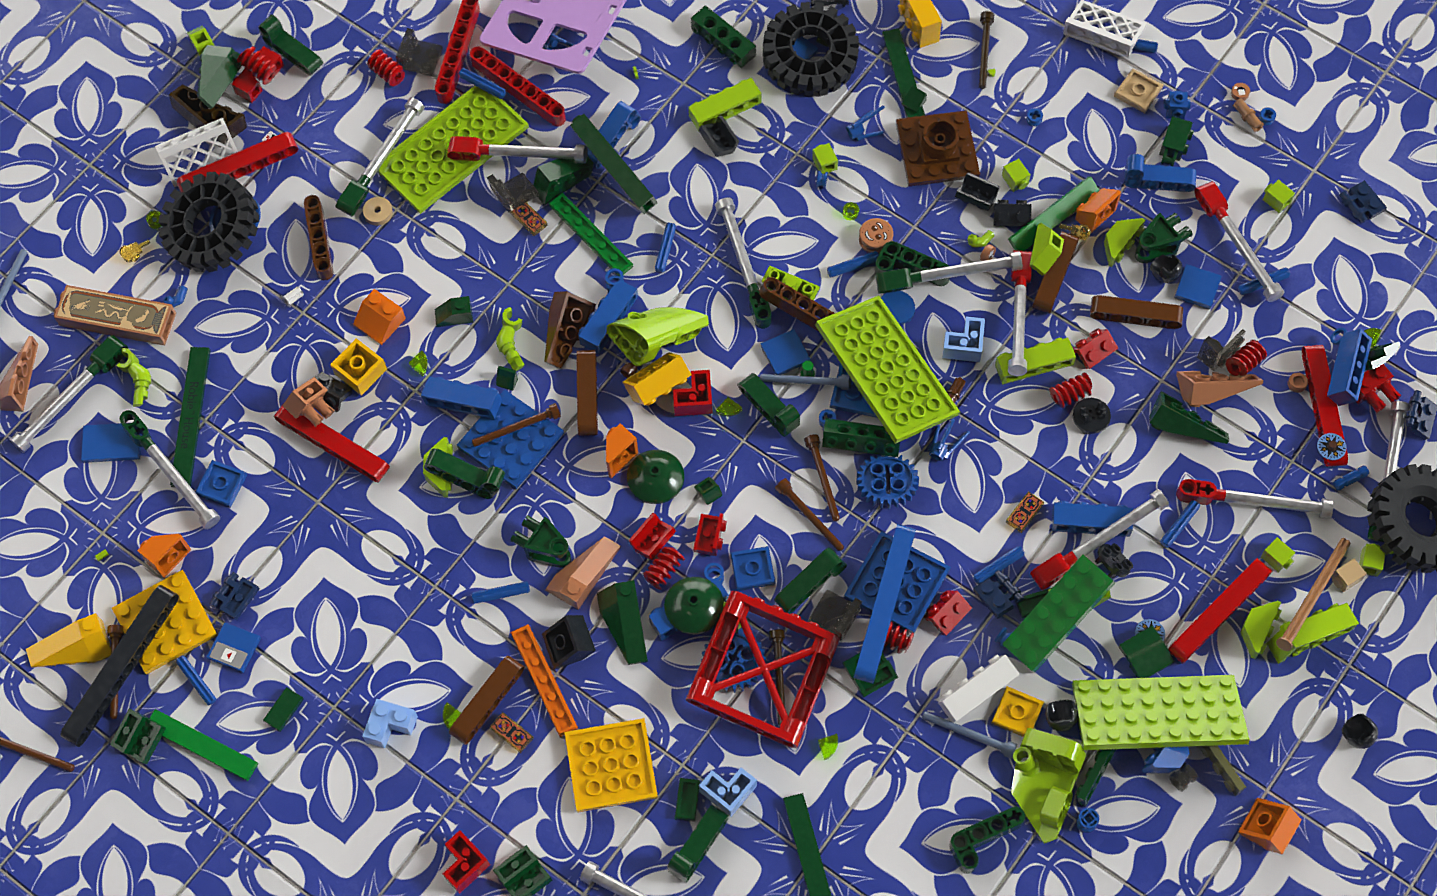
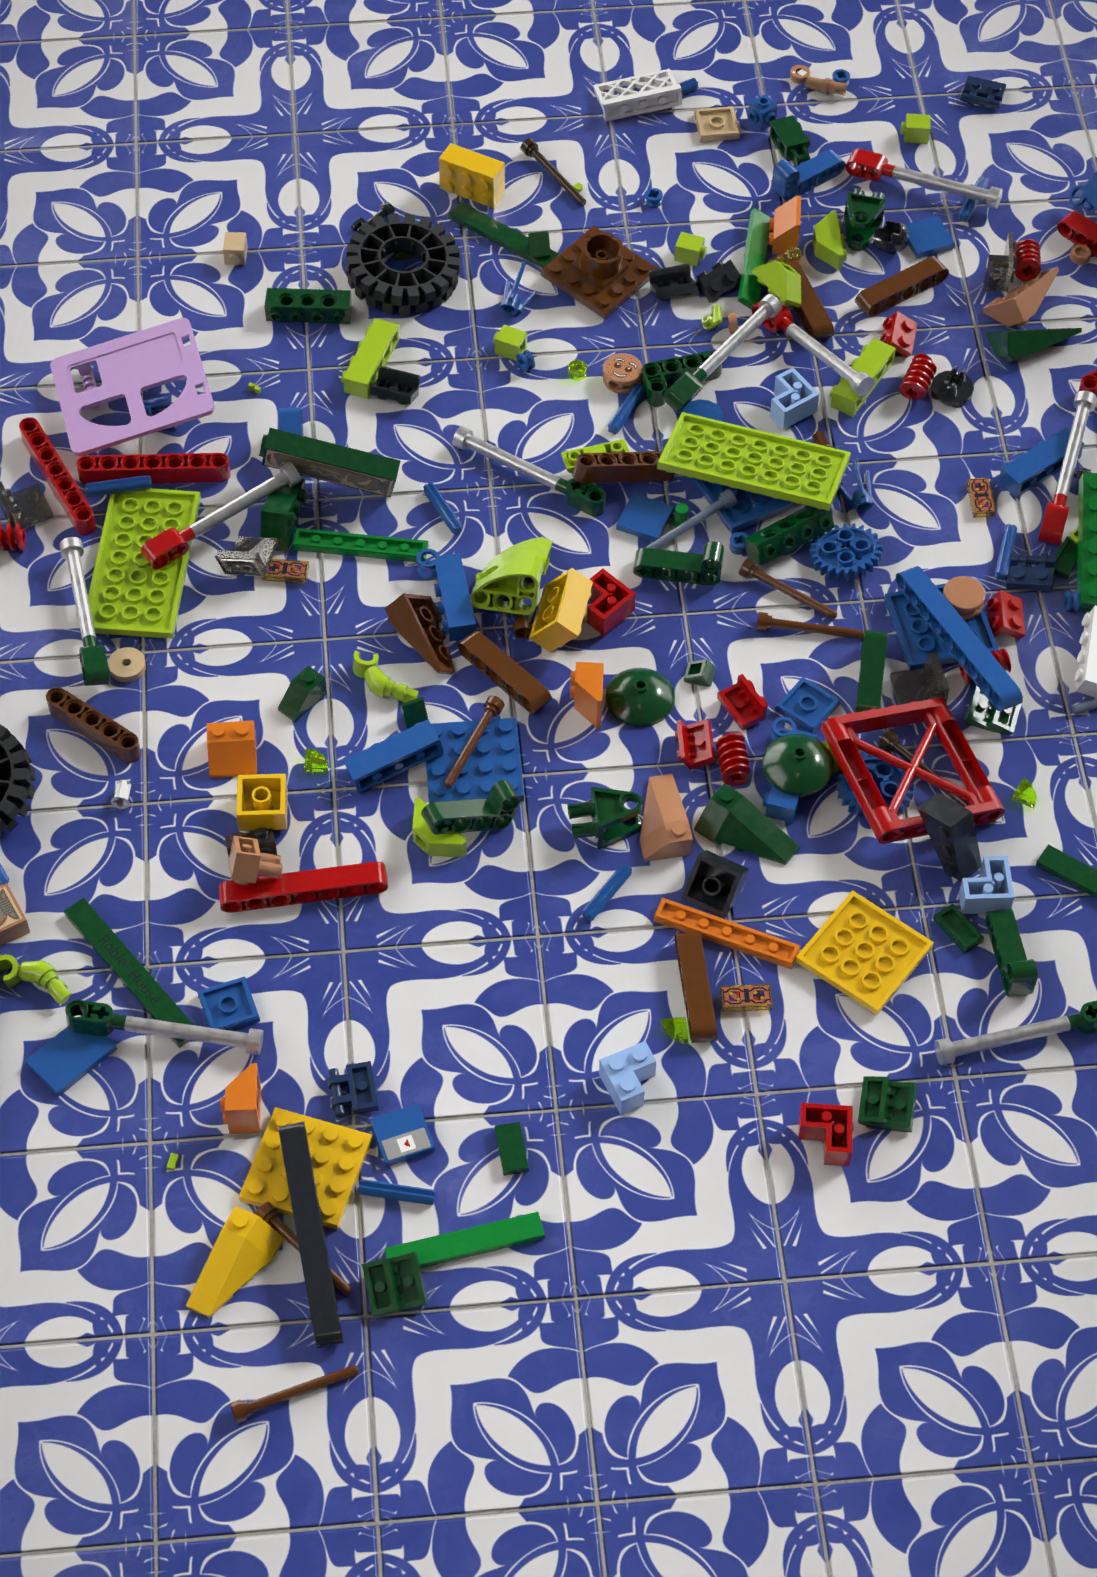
camera: 45 degrees left, 10 degrees down
(729, 408) = (644, 595): clear neon green tile -> none
(732, 735) = (952, 835): none -> black wedge
(925, 576) = (965, 596): none -> nougat head

